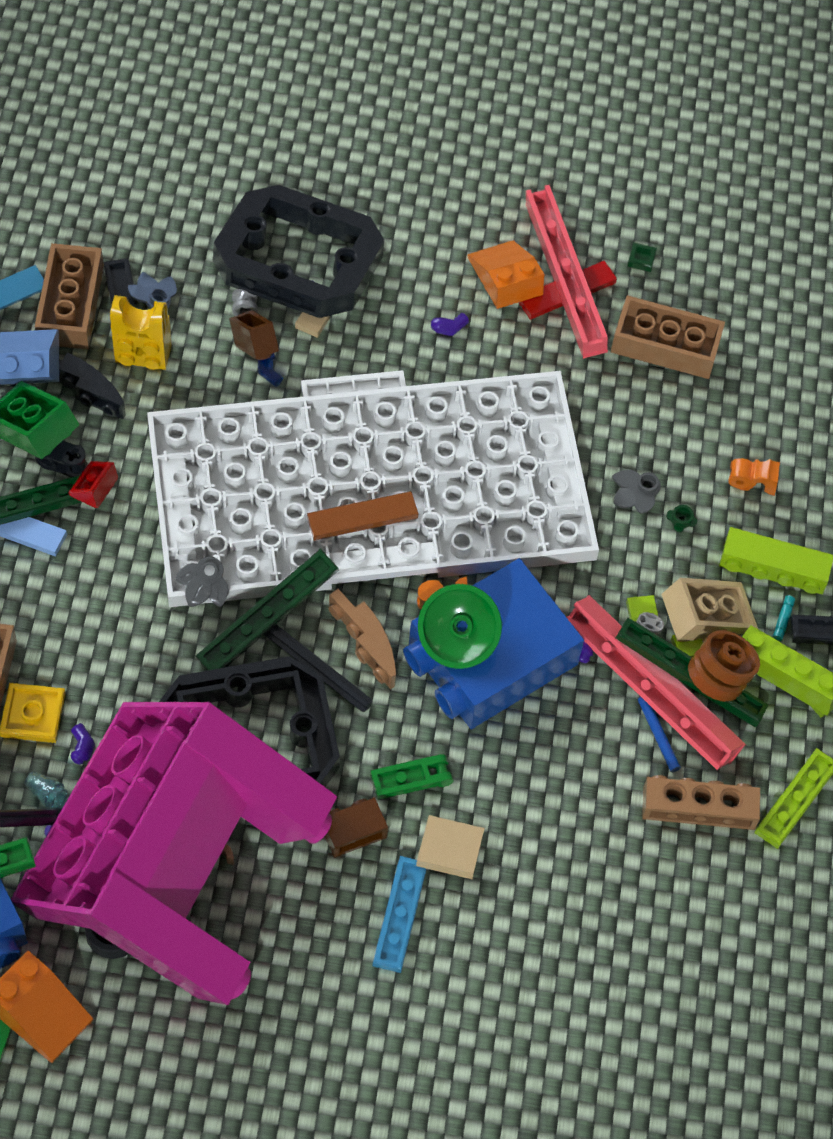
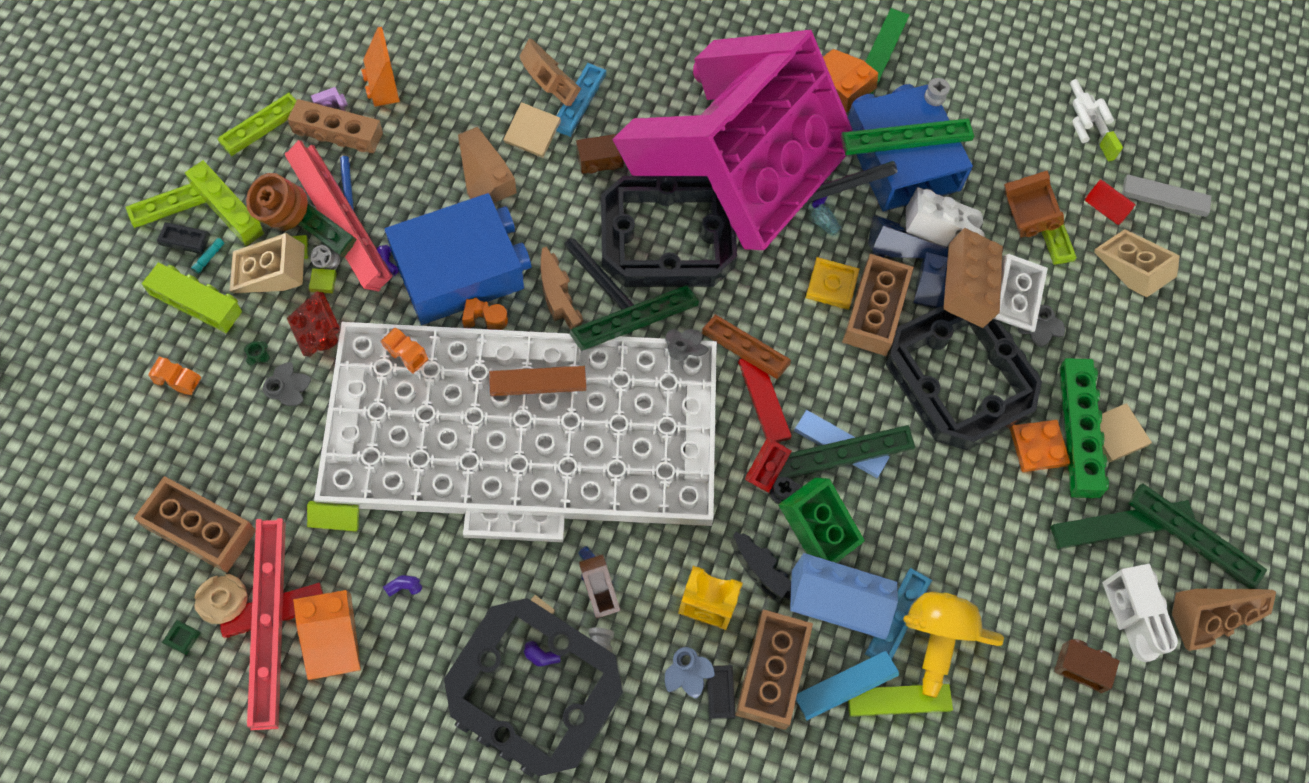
camera: 170 degrees left, 5 degrees up
(85, 744) = (793, 249): dark purple arm -> none
(104, 560) = (765, 402): none -> red tile
(132, 609) = (746, 346): none -> dark orange tile
(411, 776) = (547, 183): green plate -> none
(440, 630) = (484, 236): green dish -> none
(462, 938) = (547, 74): none -> medium nougat slope
(496, 781) = (484, 167): none -> medium nougat wedge
(523, 522) = (410, 351): none -> orange leg
(530, 368) = (333, 516): none -> lime tile
(614, 284) = (220, 599): none -> tan tile
(630, 549) = (314, 325): none -> clear red plate
(666, 877) = (379, 72): none -> orange slope
(720, 839) = (330, 99): none -> lavender bracket

